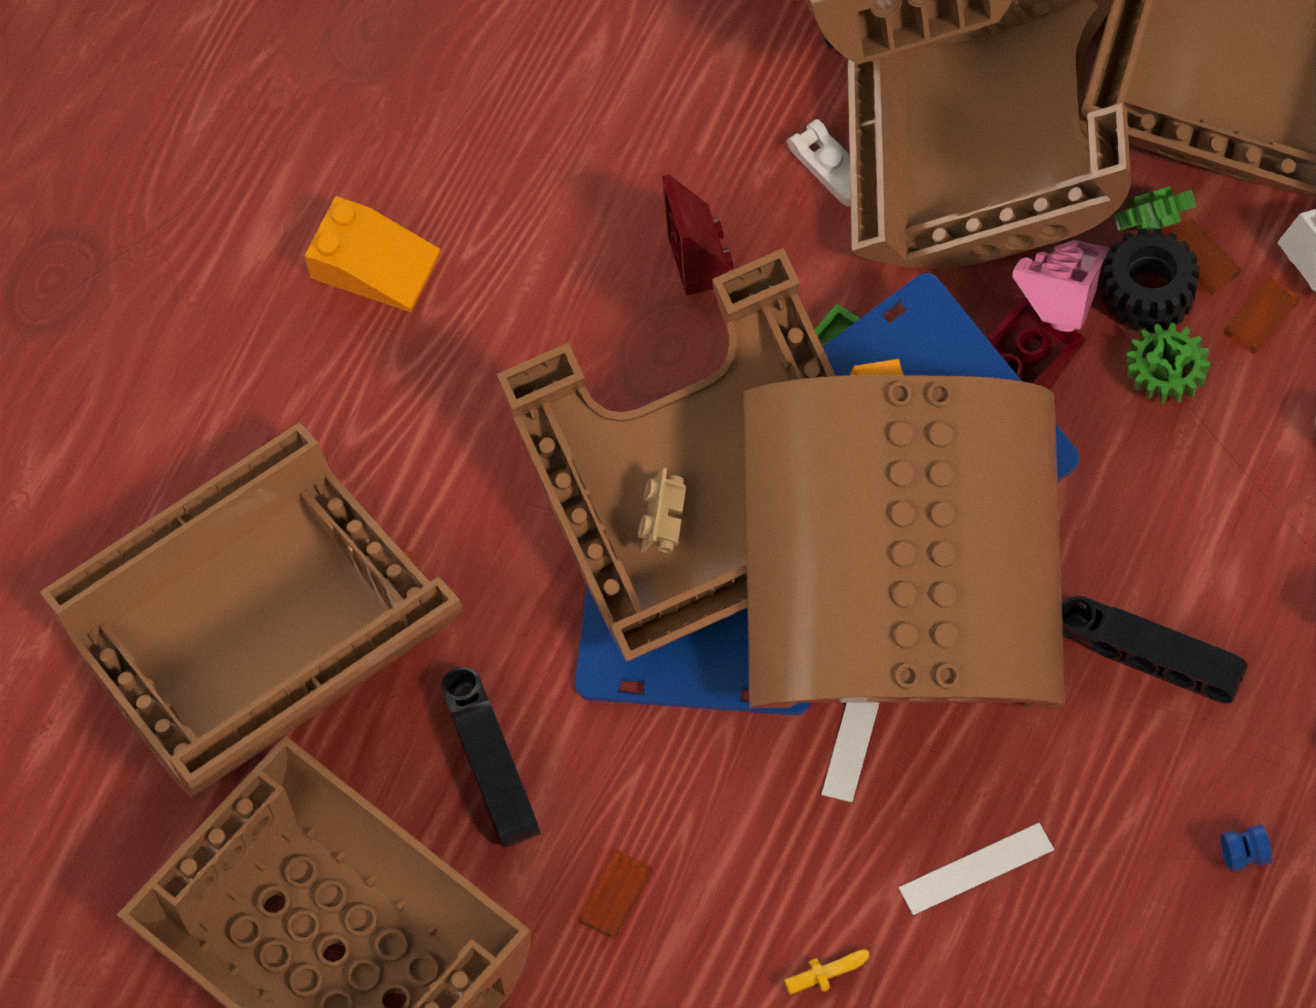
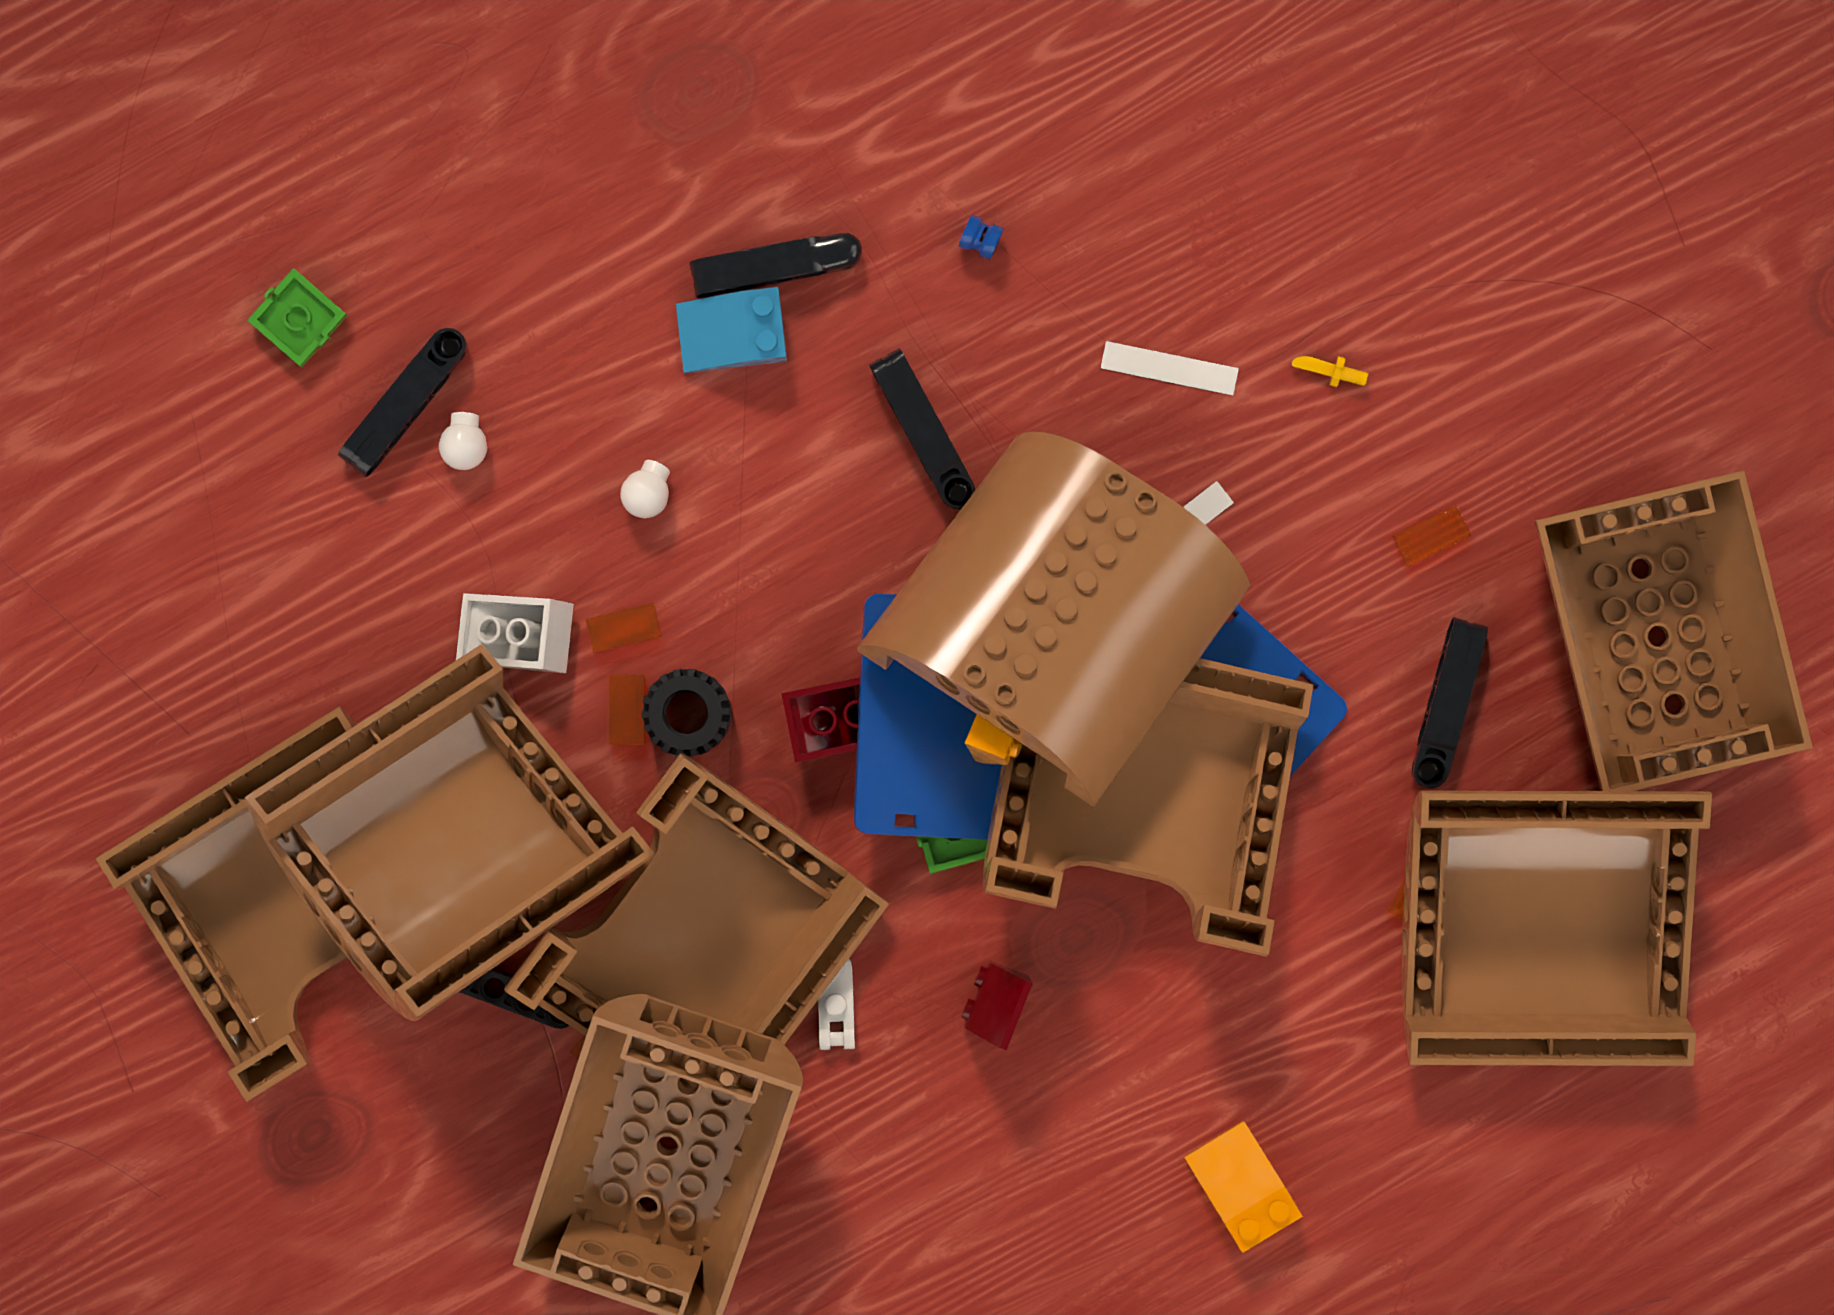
camera: 155 degrees left, 25 degrees up
(662, 497) = (1210, 778): tan hinge -> none
(1062, 282) = (766, 749): bright pink wedge -> none
(1155, 209) = (635, 761): bright green gear -> none
(1157, 373) = (718, 659): bright green gear -> none

